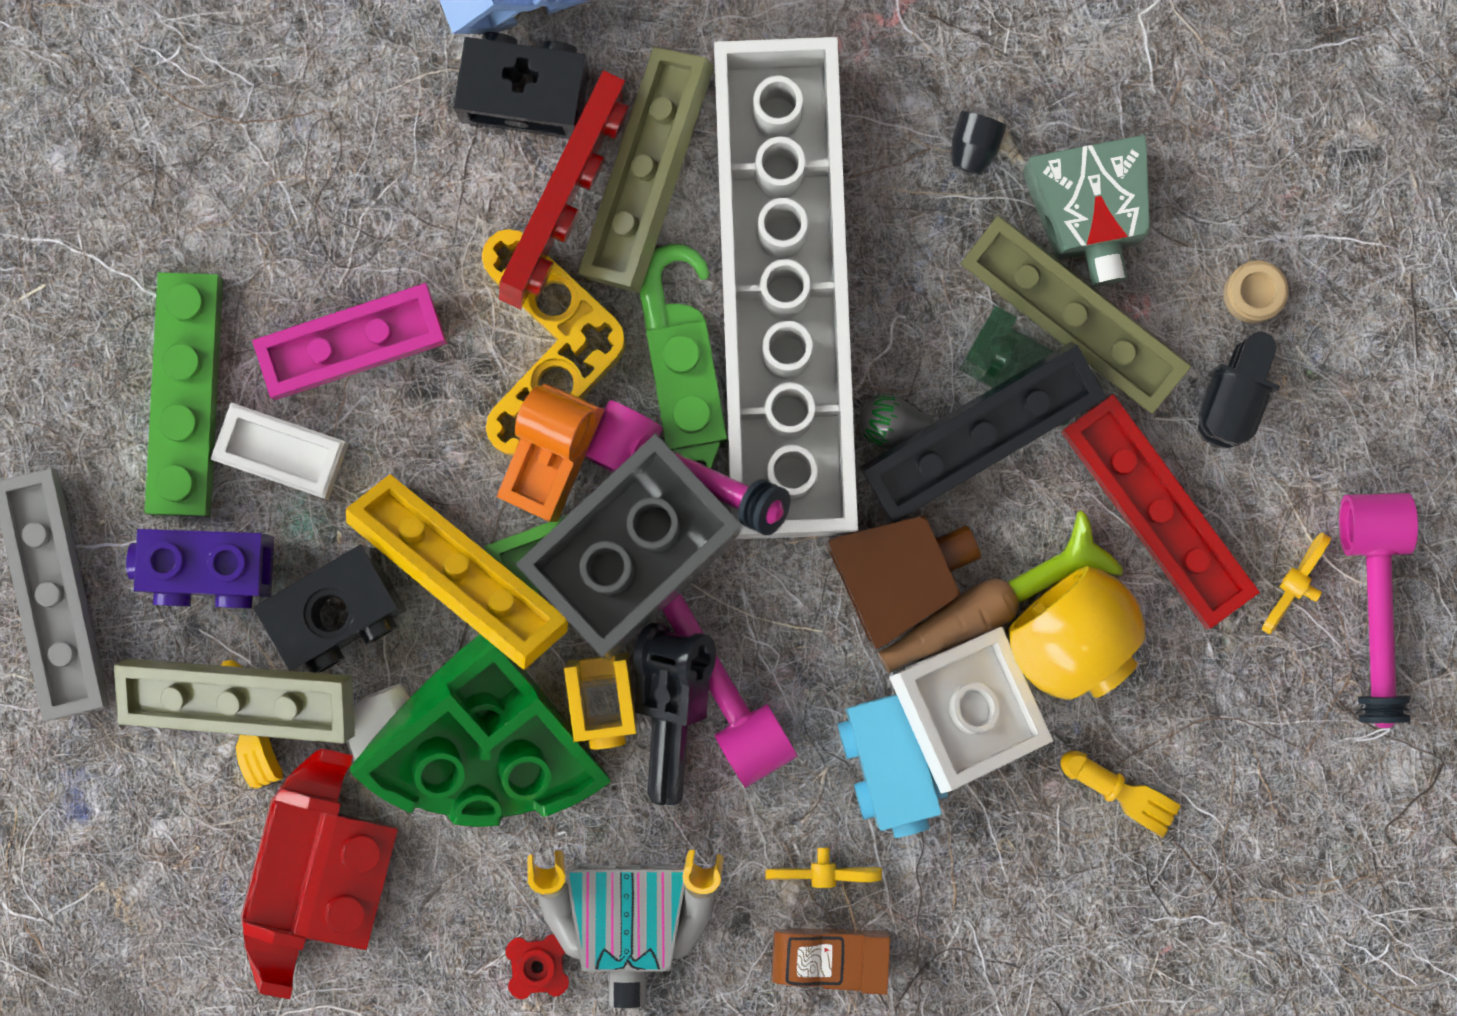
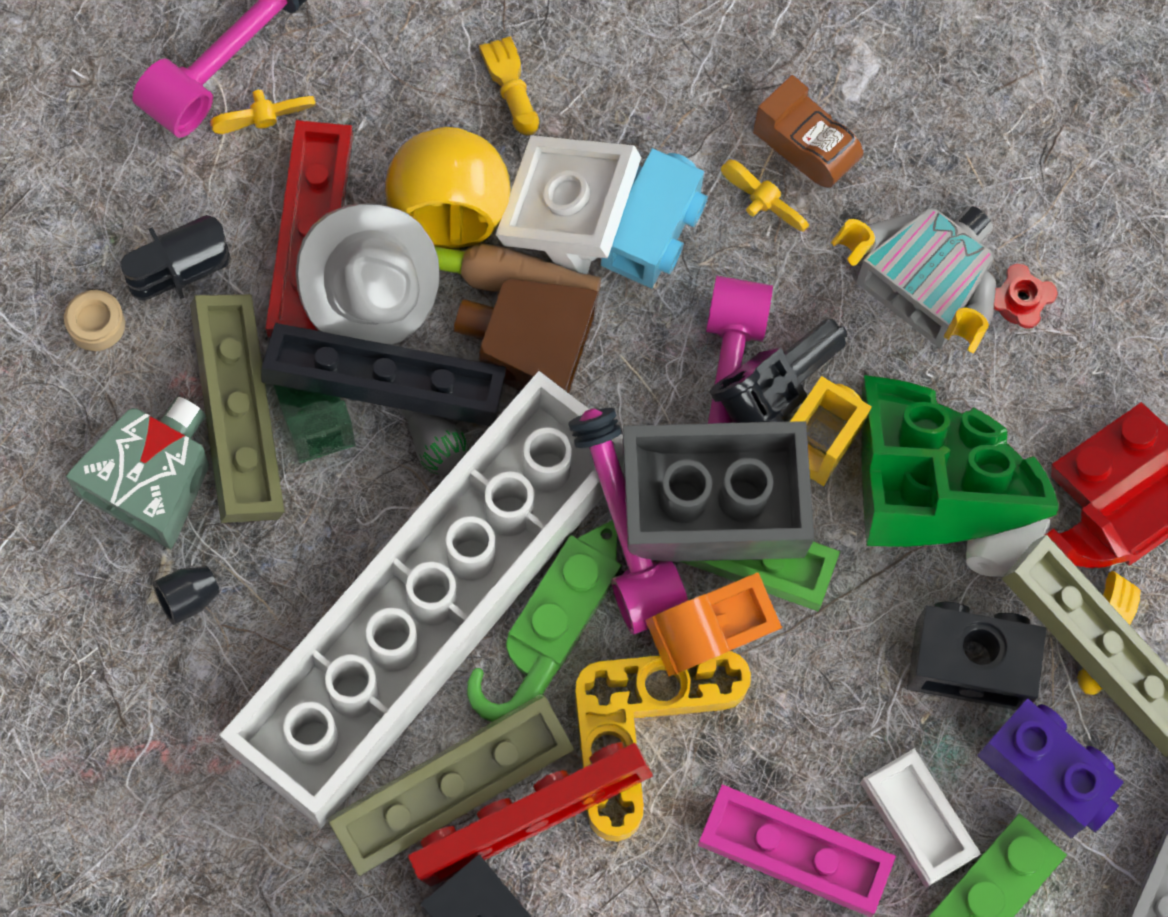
camera: 150 degrees left, 15 degrees down
(457, 571) = (858, 600): yellow plate -> none
(1072, 500) = (367, 273): none -> light grey hat

